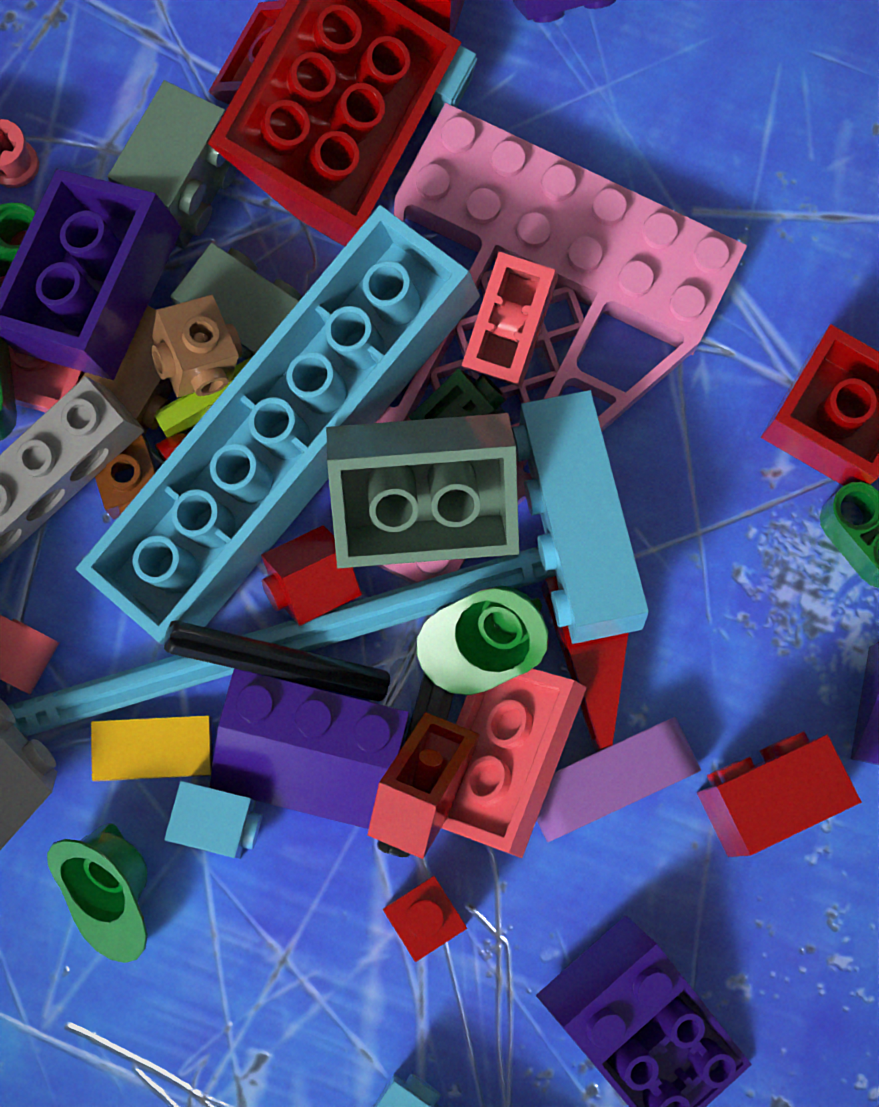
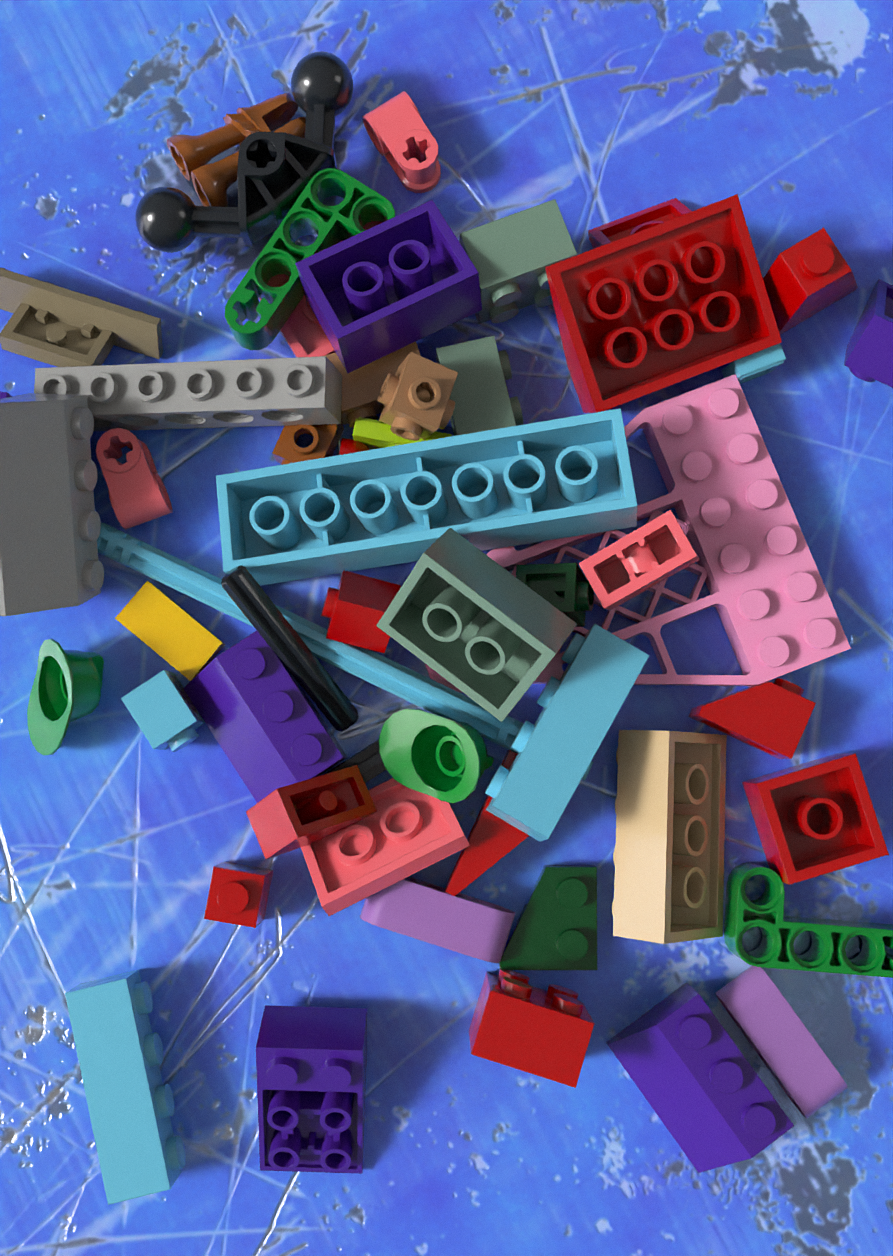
camera: 45 degrees right, 5 degrees up
(718, 694) = (557, 923): none -> dark green wing
(726, 369) = (762, 716): none -> red slope
(741, 532) = (669, 836): none -> tan slope

